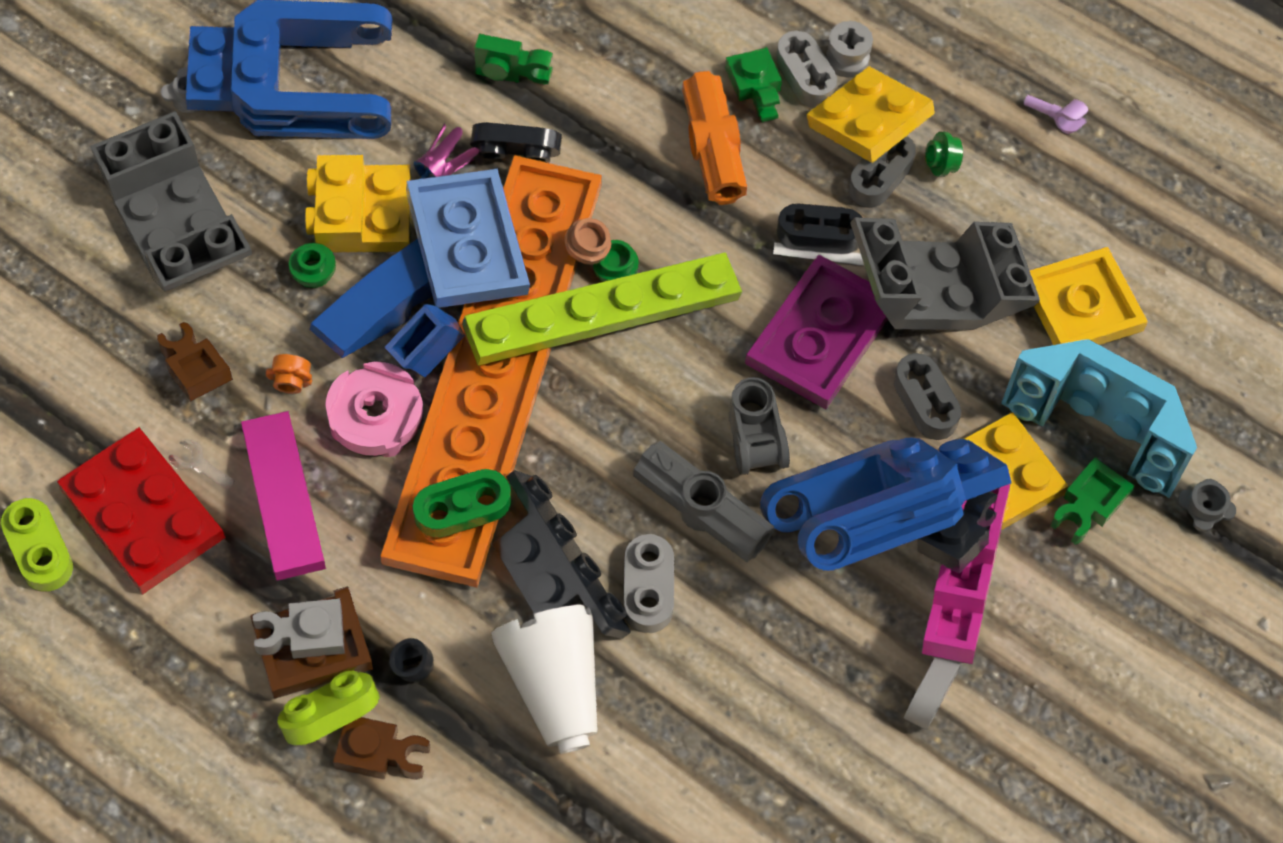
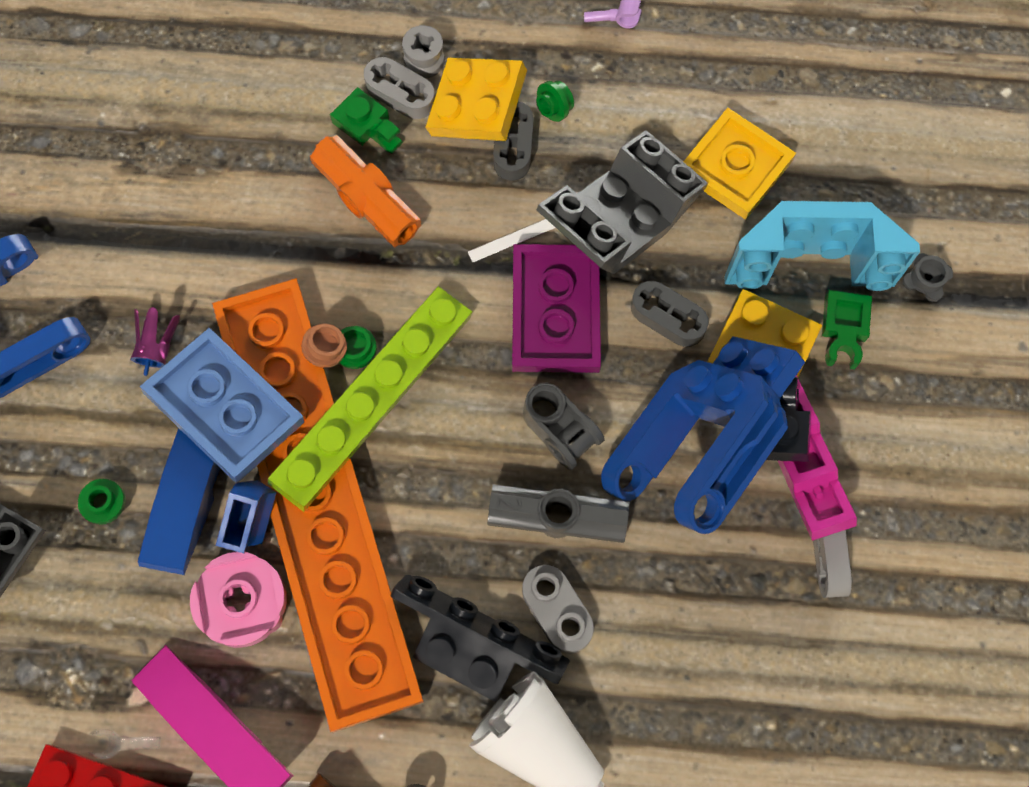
camera: 30 degrees left, 10 degrees up
(194, 365) = (57, 656): reddish brown plate -> none
(289, 373) = (146, 613): orange plate -> none
(358, 205) = (106, 423): yellow plate -> none
(460, 502) = (370, 645): green plate -> none
(499, 139) = (189, 297): black plate -> none
(506, 60) = (150, 220): green plate -> none
(819, 228) = (498, 220): black beam -> none

